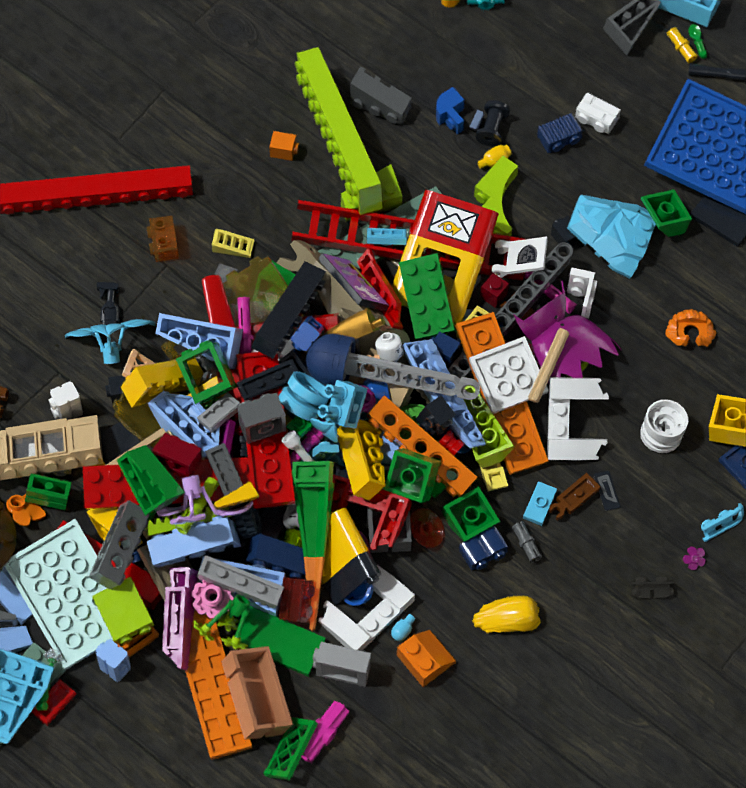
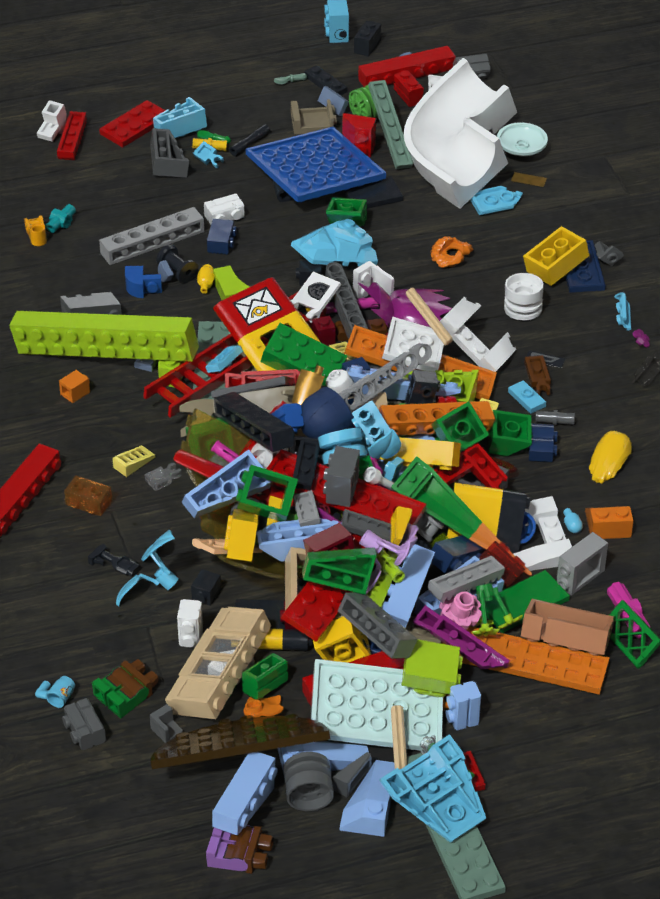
camera: 55 degrees left, 20 degrees down
(42, 631) = (398, 735): none -> tan axle
(522, 88) = (151, 235): none -> light grey brick
(665, 51) = (207, 154): none -> medium azure plate

